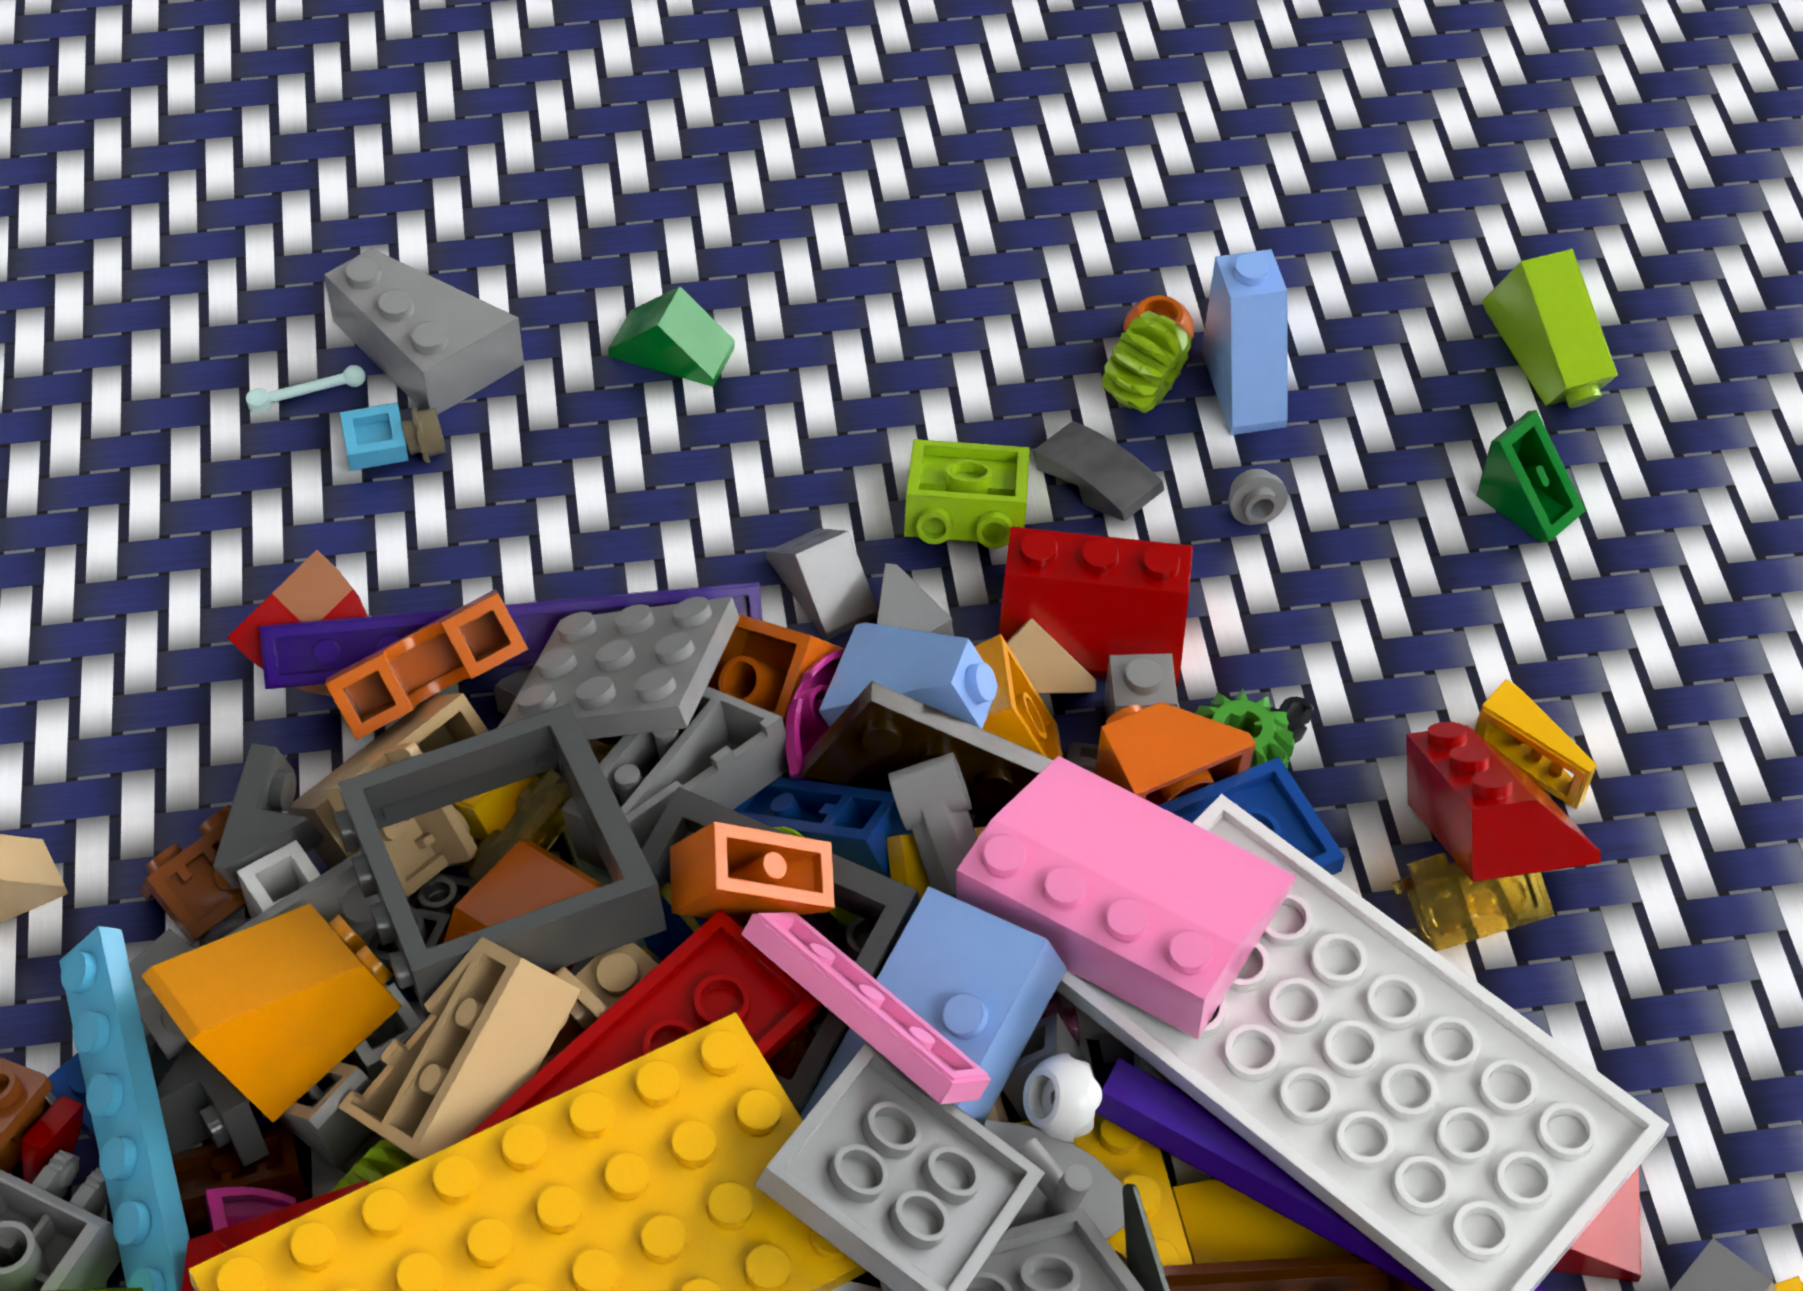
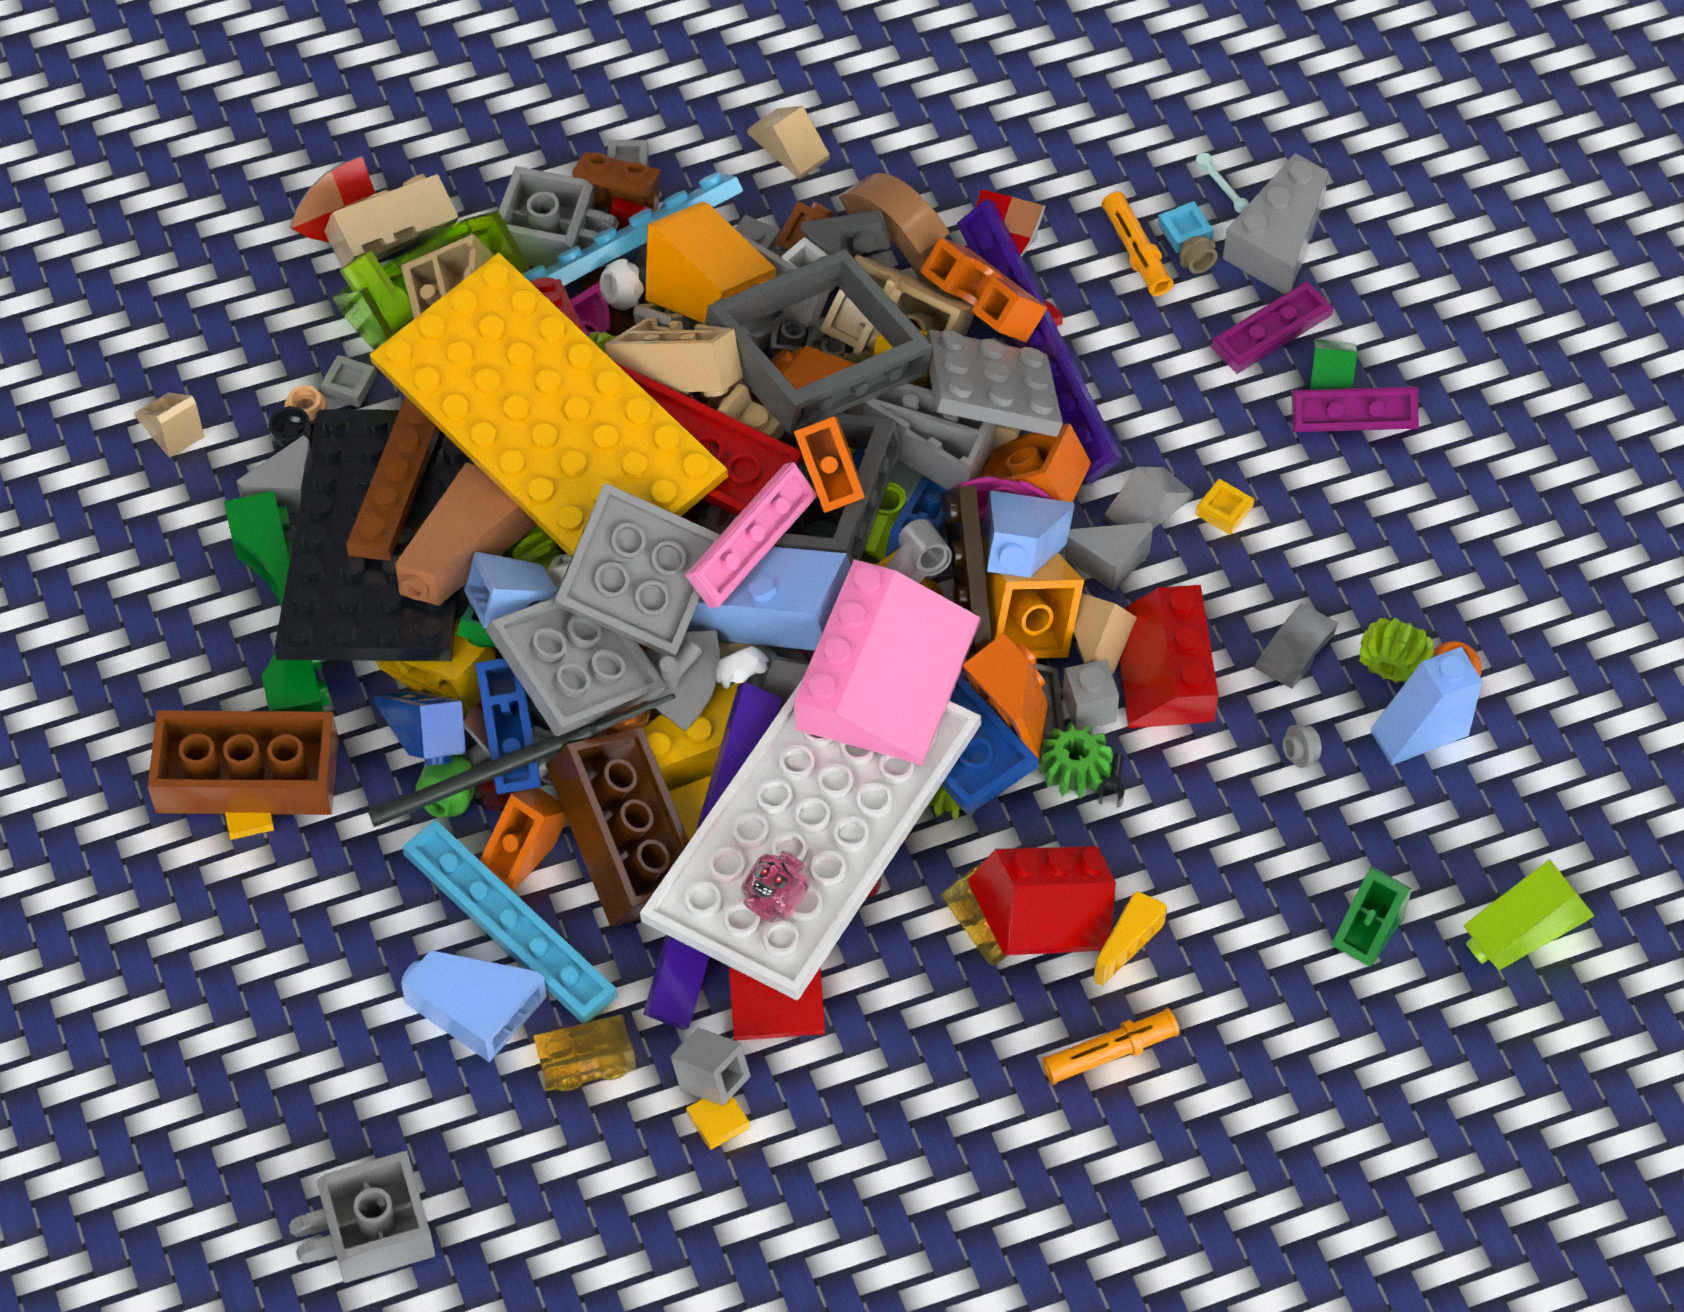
camera: 80 degrees right, 5 degrees up
(203, 757) = (907, 215): none -> medium nougat arch
(227, 1131) = (621, 284): none -> white plate
(308, 504) = (1143, 255): none -> light orange pin
(573, 390) = (1272, 327): none -> magenta tile
(743, 330) = (1355, 409): none -> magenta tile
(850, 500) = (1224, 506): none -> yellow tile
(966, 492) = (1244, 566): lime plate -> none
(1505, 1105) = (775, 886): none -> clear pink head
(1686, 779) = (1126, 1040): none -> light orange pin

